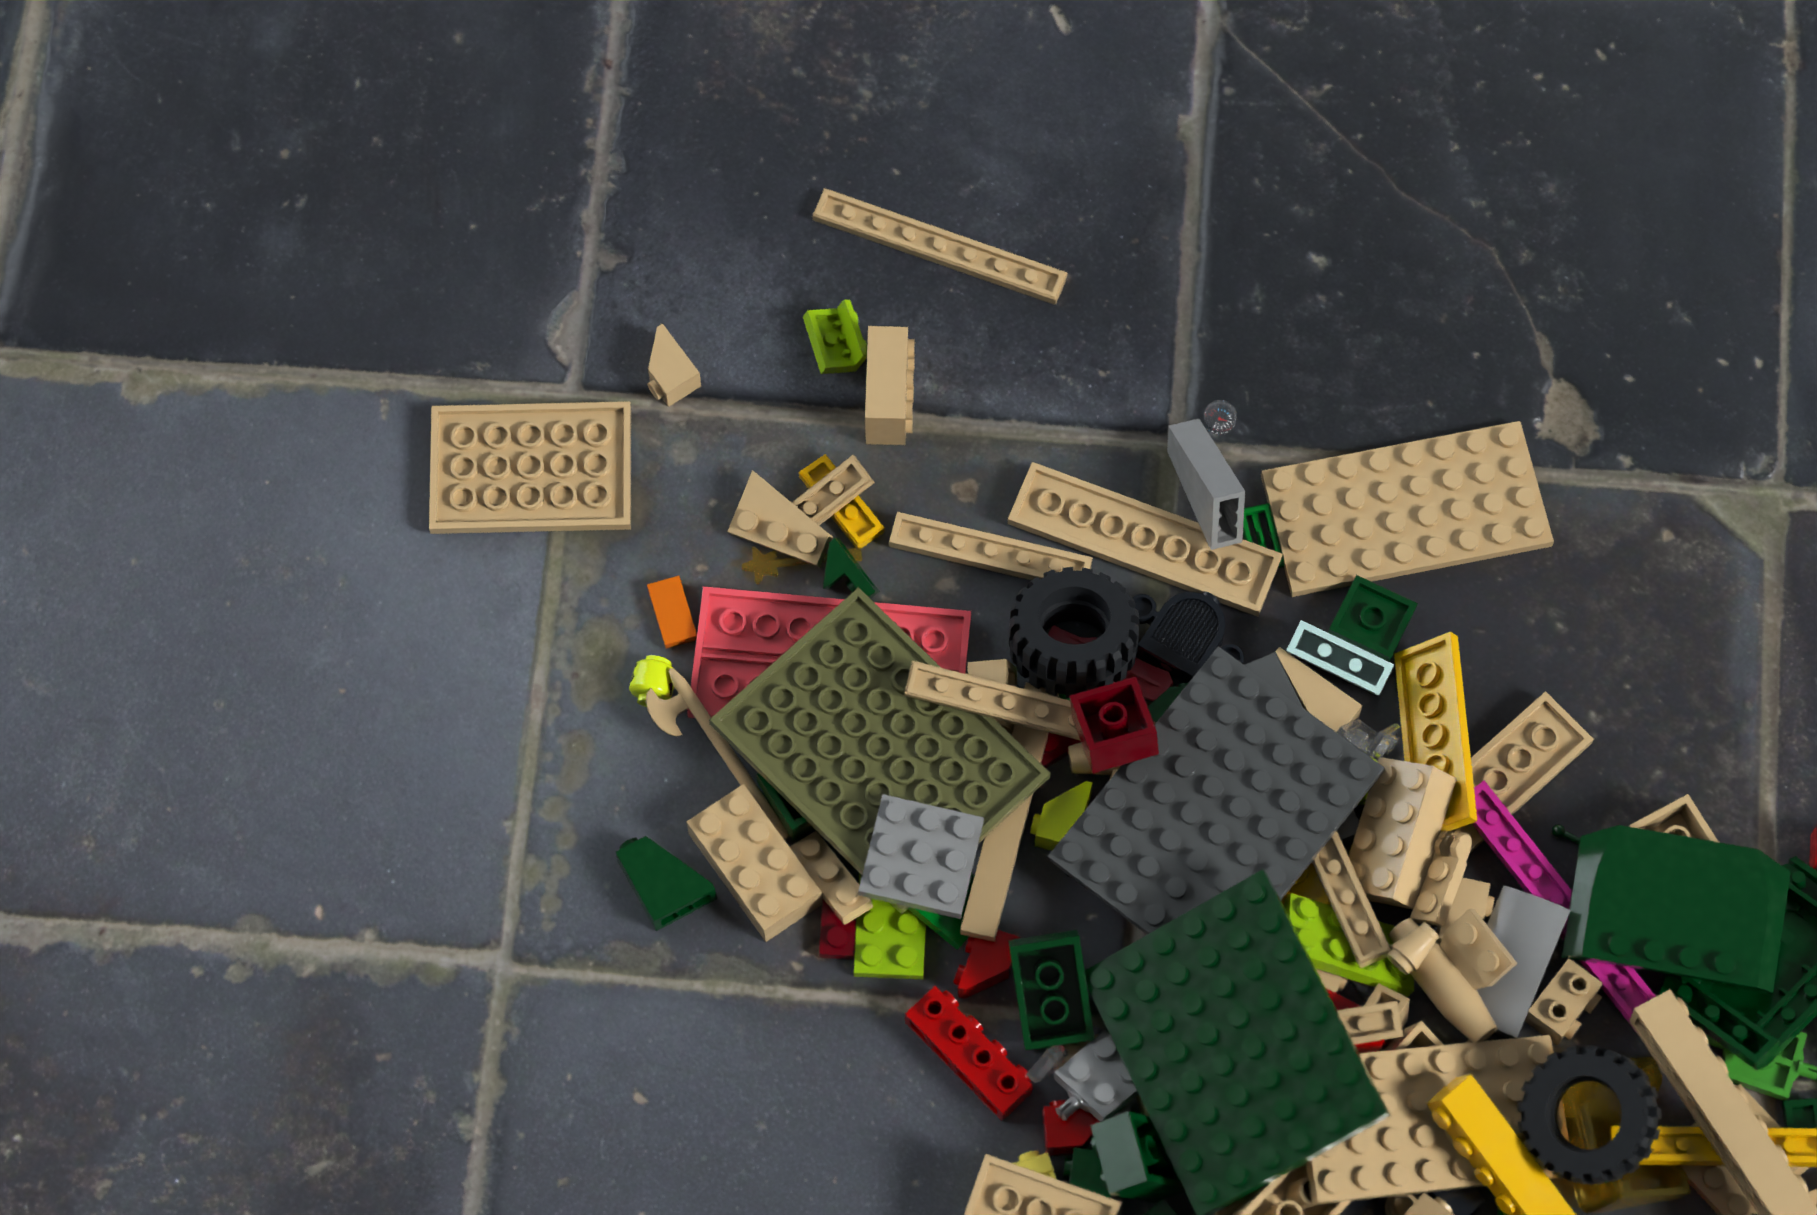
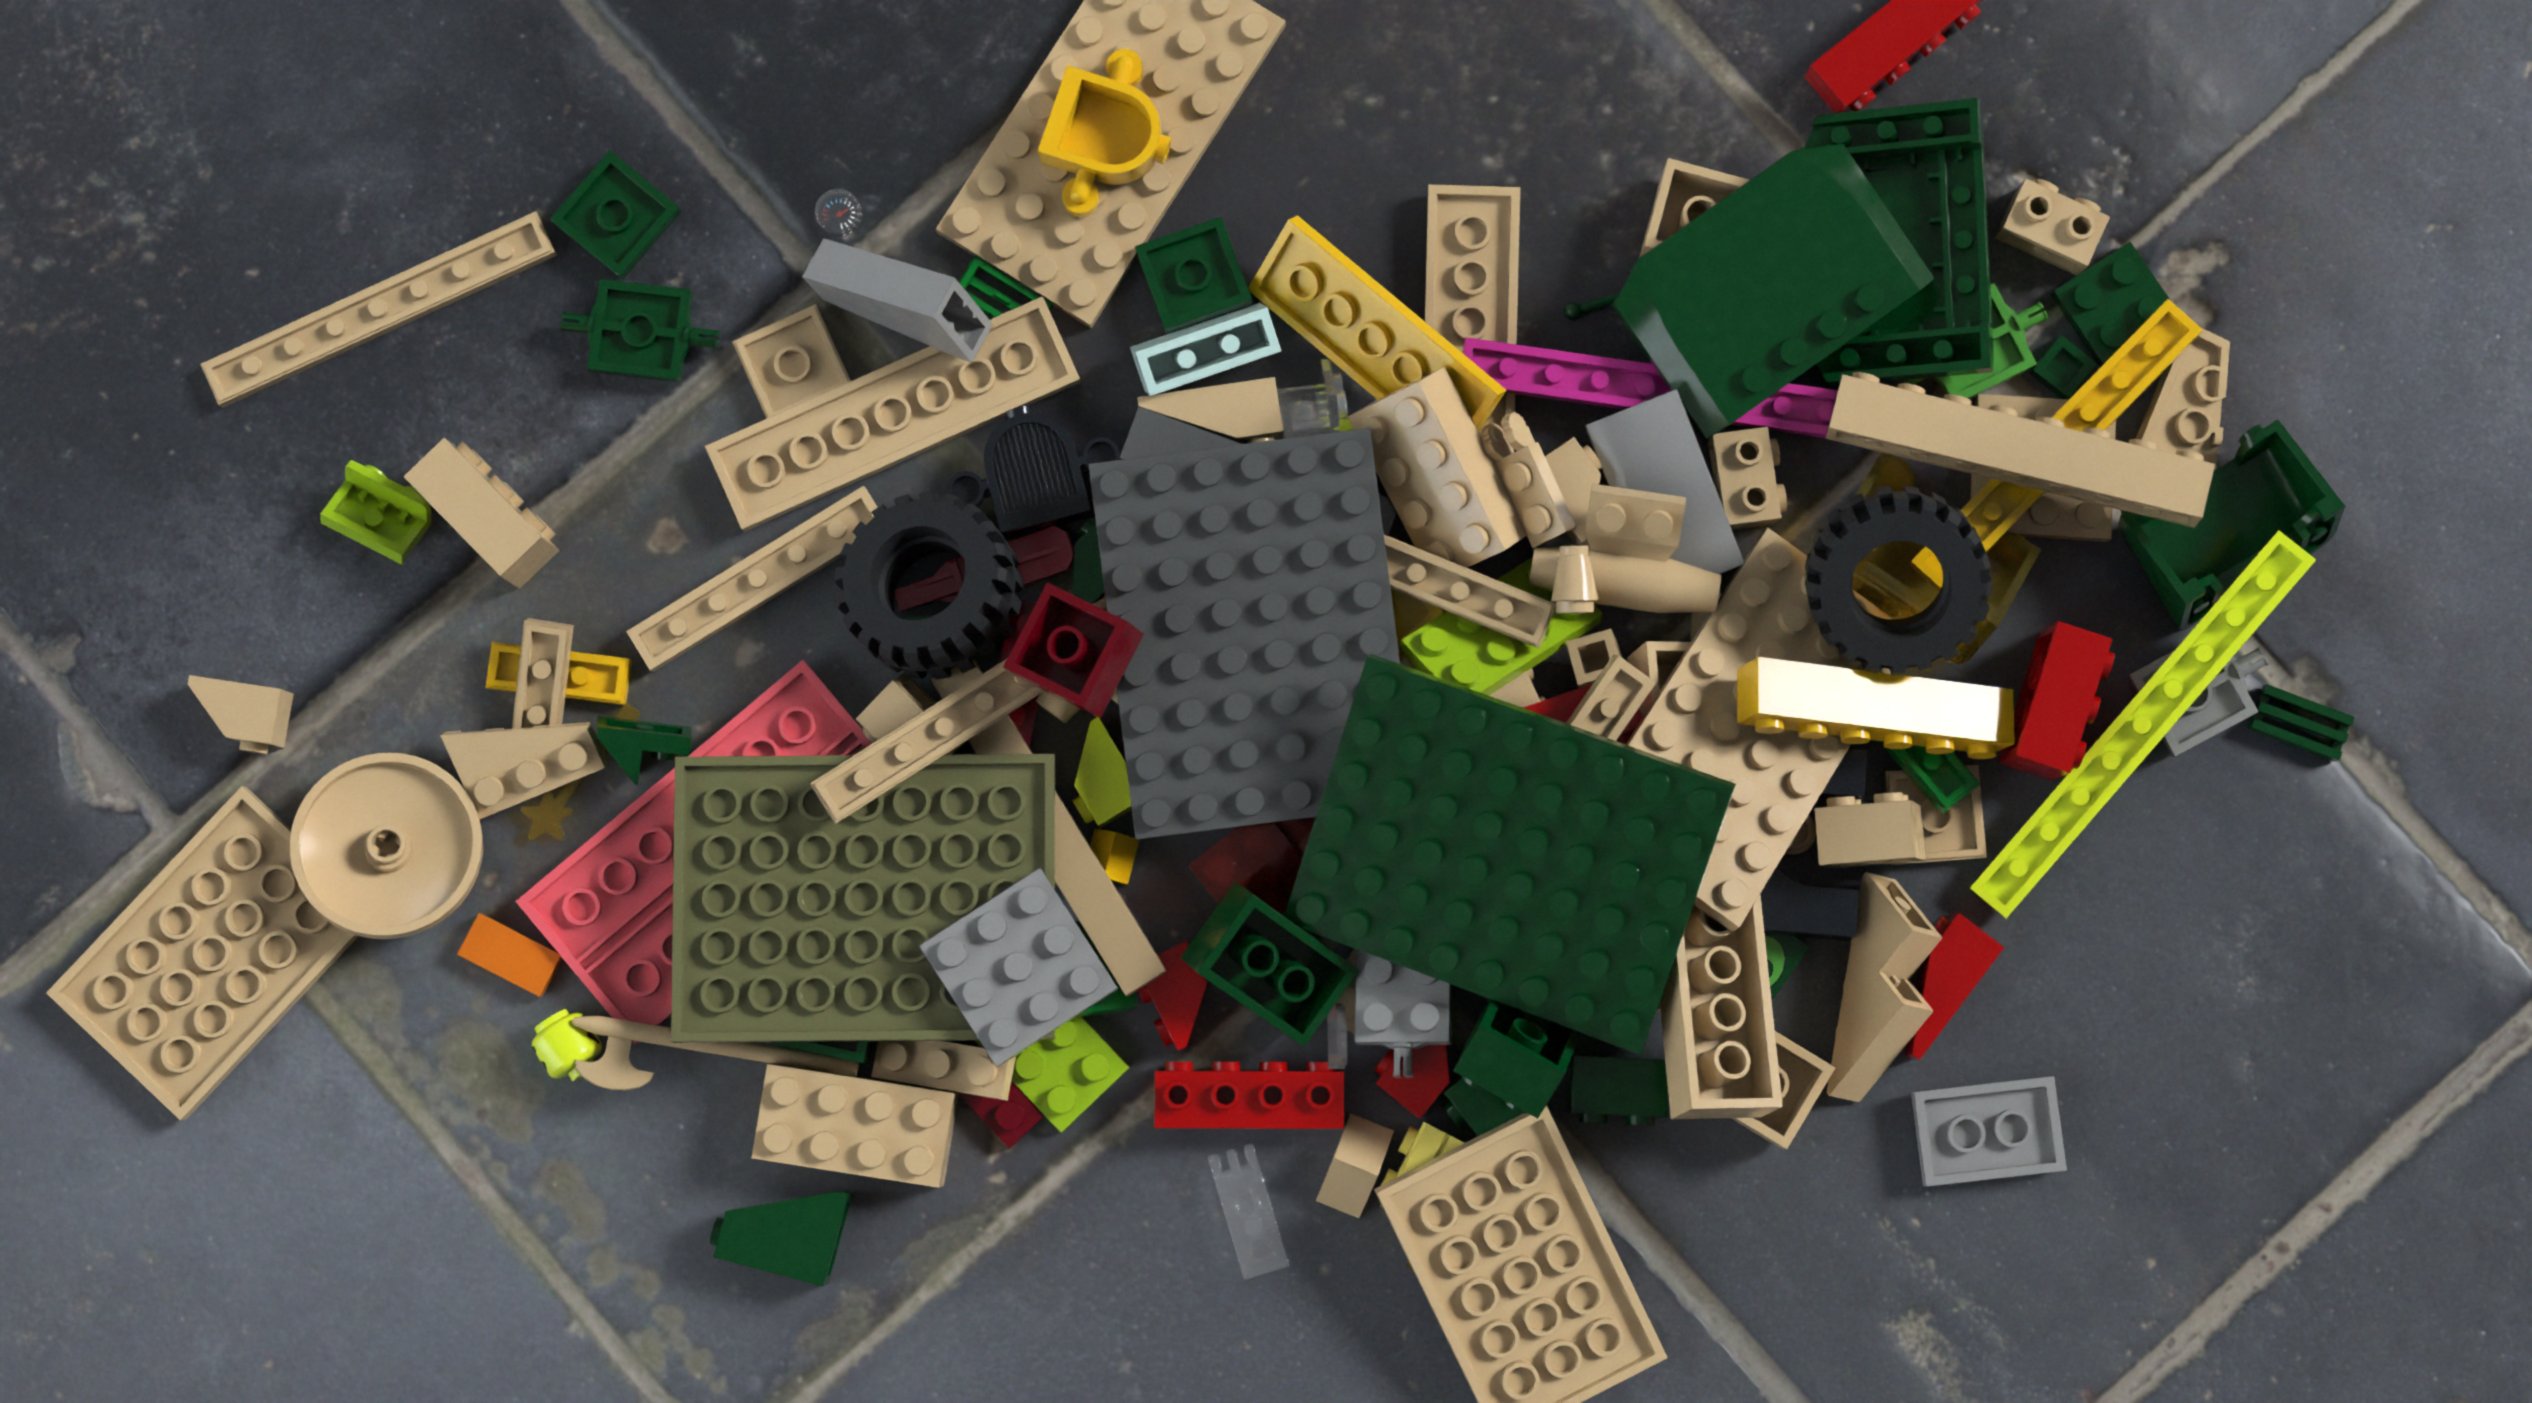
camera: 45 degrees left, 15 degrees up
(669, 497) = (386, 845): none -> tan dish
(907, 1111) = (1249, 1214): none -> clear hinge
(993, 1137) = (1355, 1166): none -> tan slope
(1029, 864) = (1115, 853): none -> yellow slope
(1058, 377) = (640, 330): none -> dark green plate
(1099, 927) = (1256, 859): none -> clear red slope
(1105, 311) = (615, 215): none -> dark green plate
(1120, 464) = (791, 361): none -> tan tile
(1397, 500) = (1102, 131): none -> yellow piece

